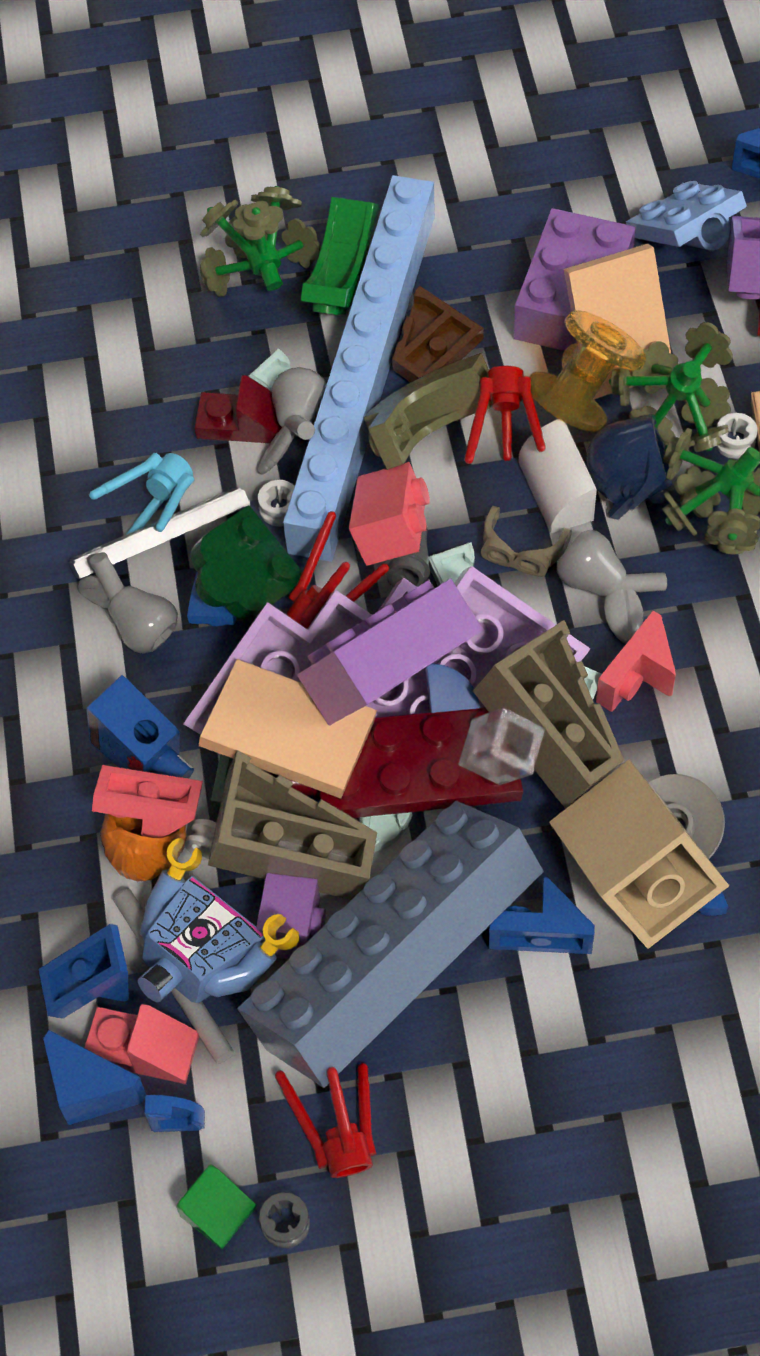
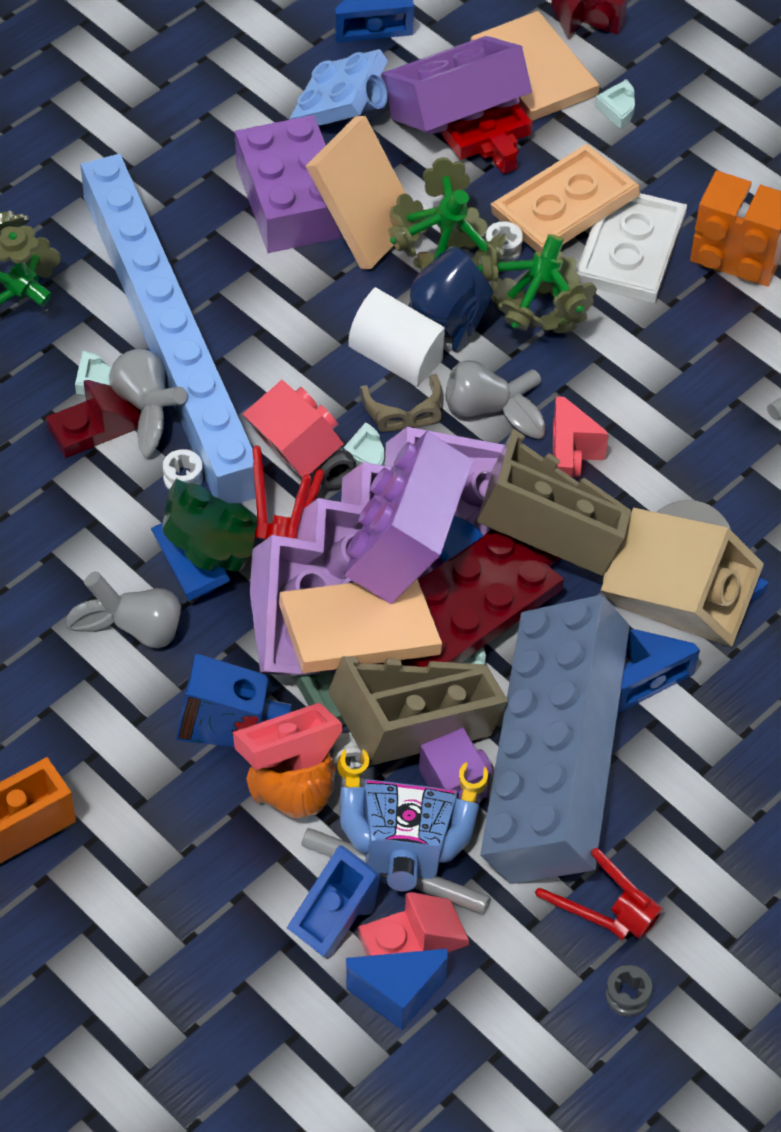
camera: 40 degrees left, 5 degrees down
(149, 537) = (104, 543): tile -> none
(167, 479) = (79, 497): medium azure plant -> none
(173, 1114) = (482, 968): blue tile -> none
(215, 1206) = (570, 1013): green slope -> none
(342, 255) = (87, 252): green arch -> none
(424, 407) = (252, 331): olive arch -> none
(433, 337) = (209, 281): reddish brown wing -> none
(502, 746) = (539, 545): clear brick -> none
(505, 389) = (312, 290): red plant -> none
(585, 370) = (366, 241): clear yellow hose -> none

